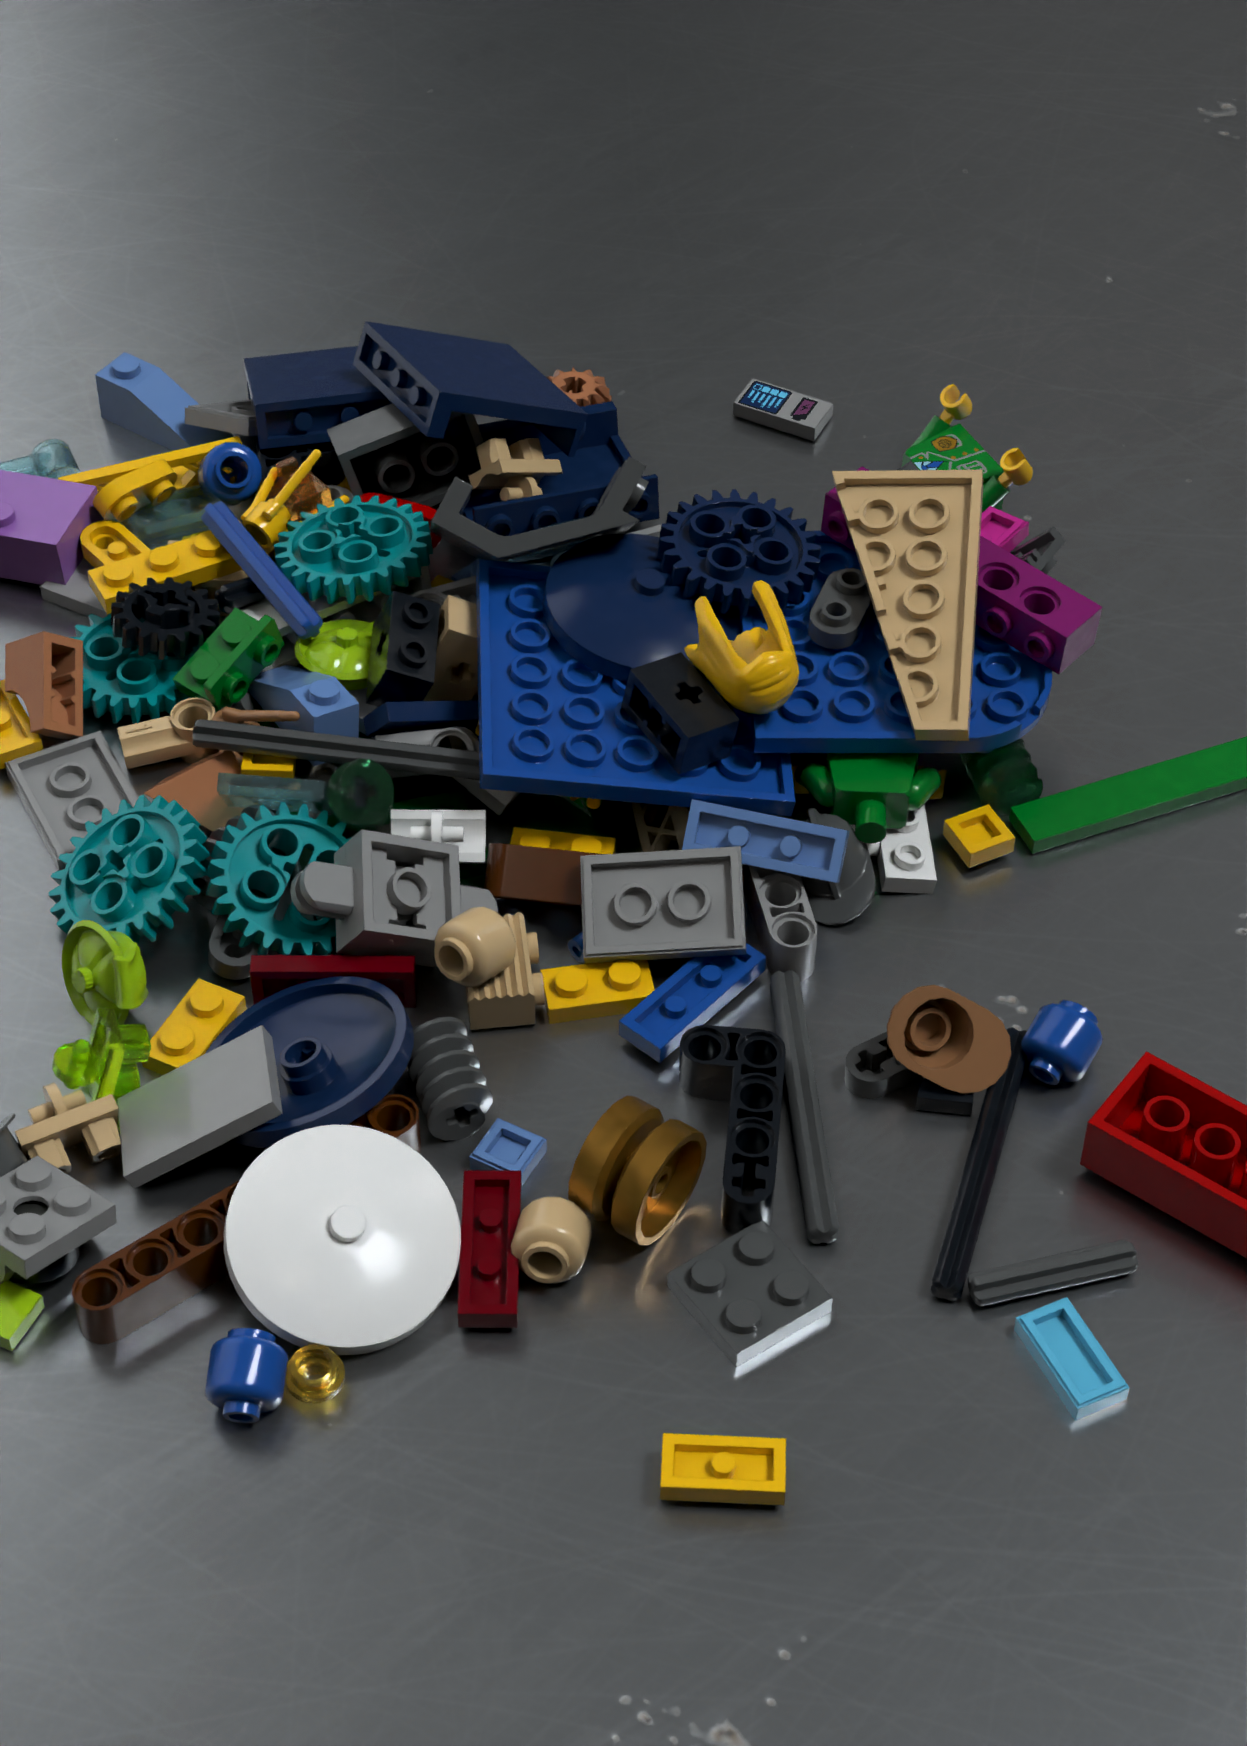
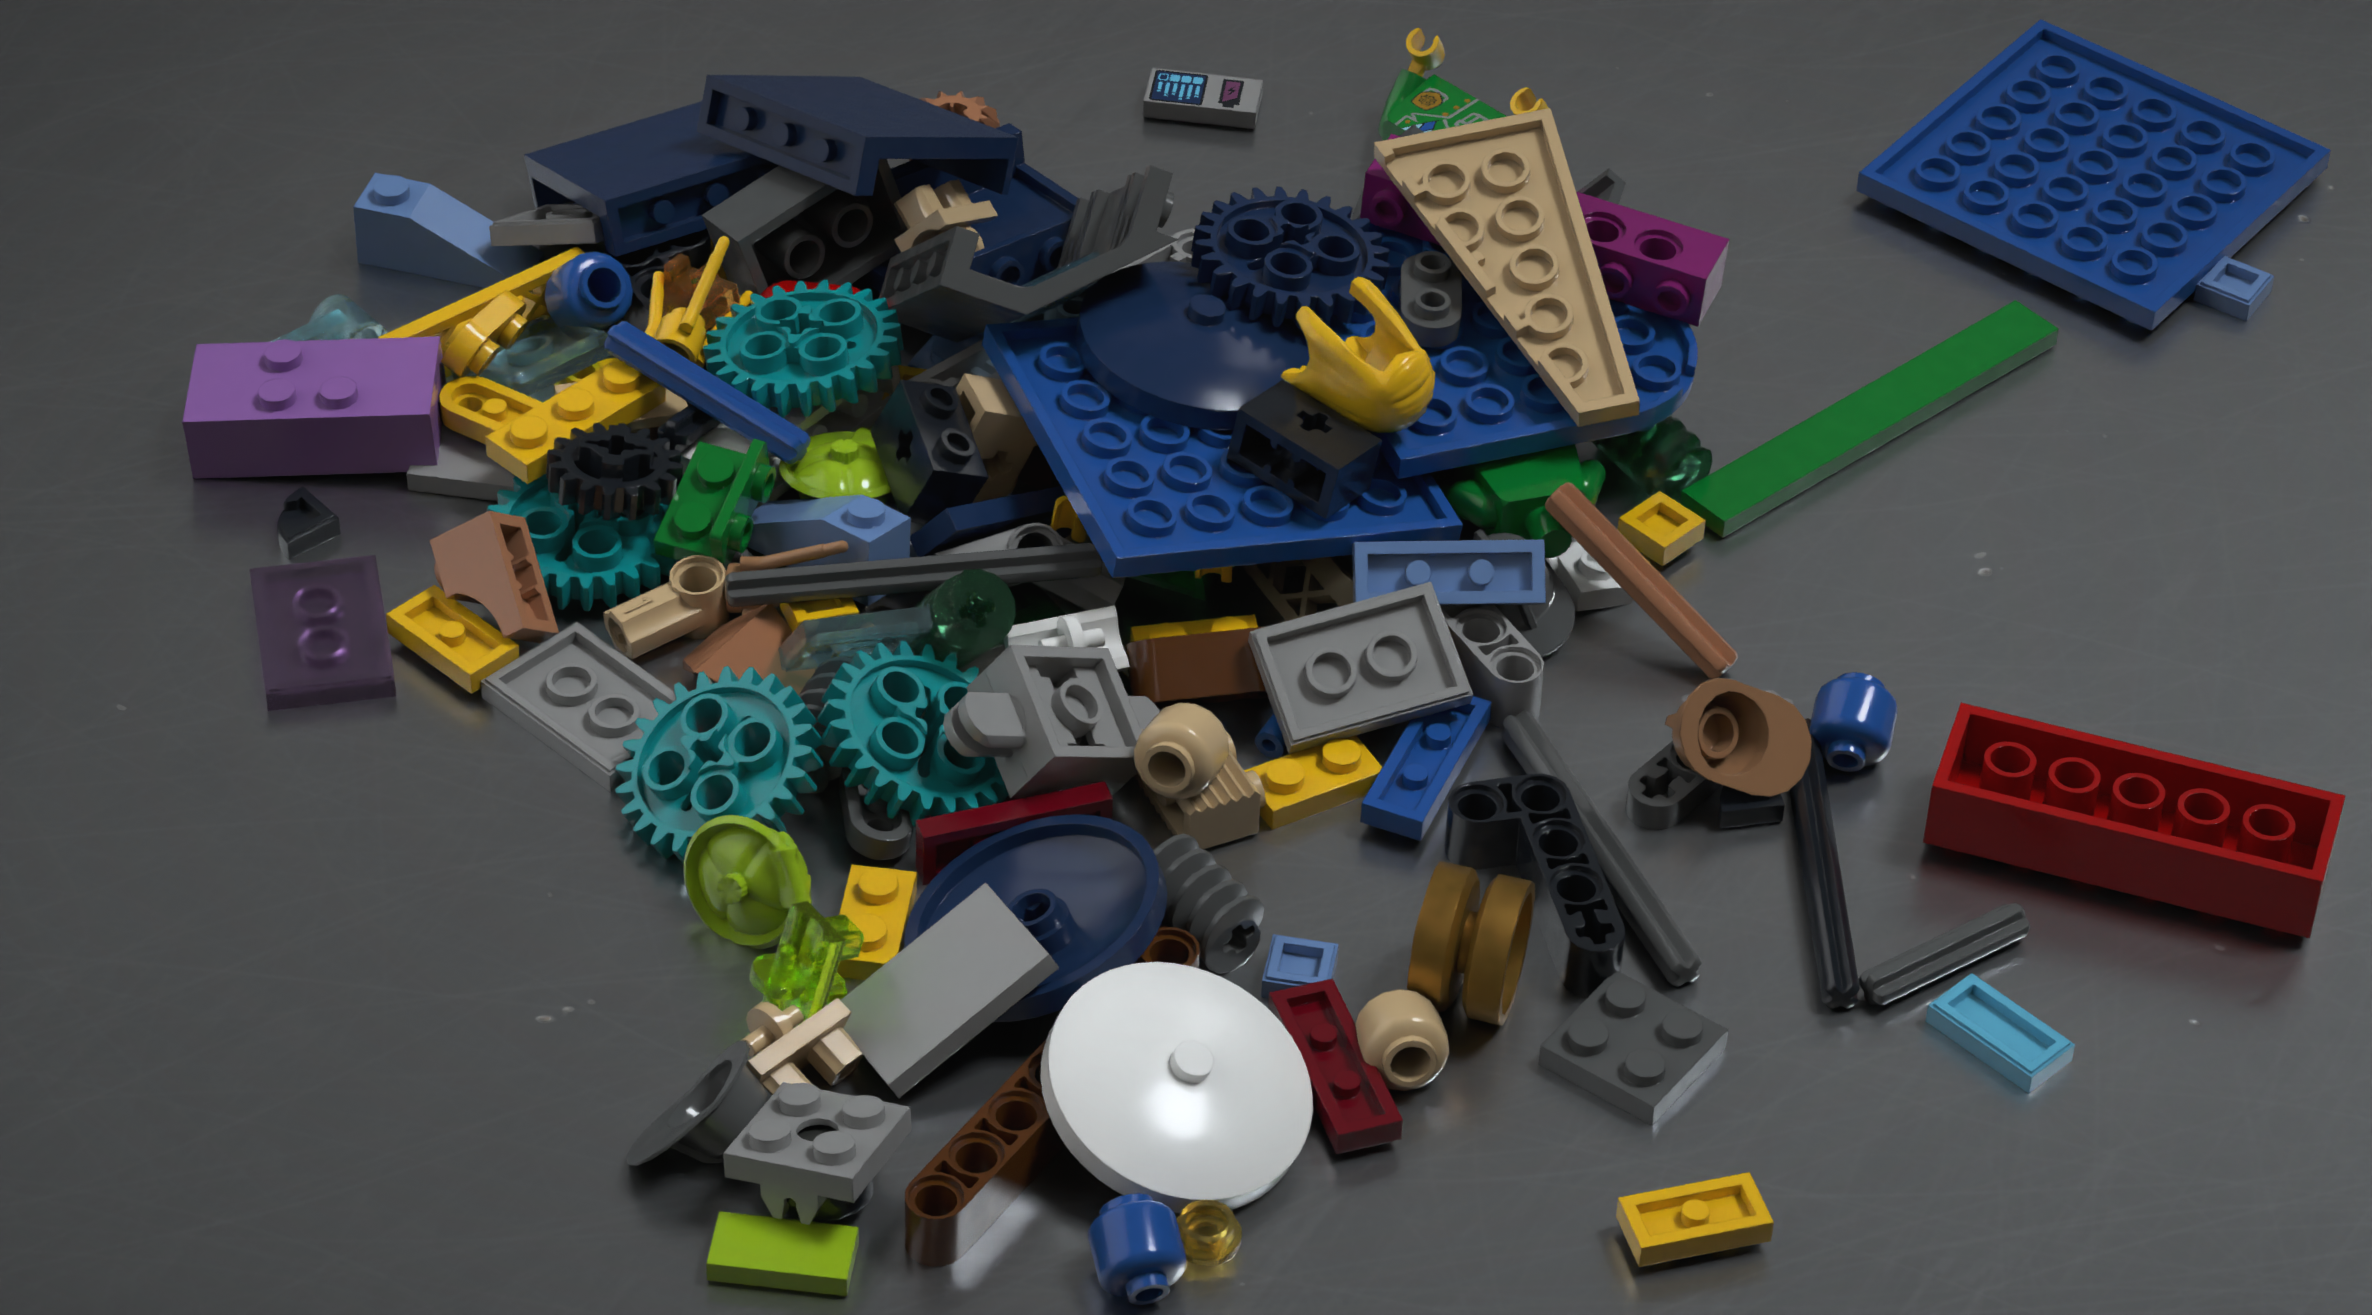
camera: 20 degrees left, 5 degrees down
(930, 880) = (1641, 580): none -> nougat axle

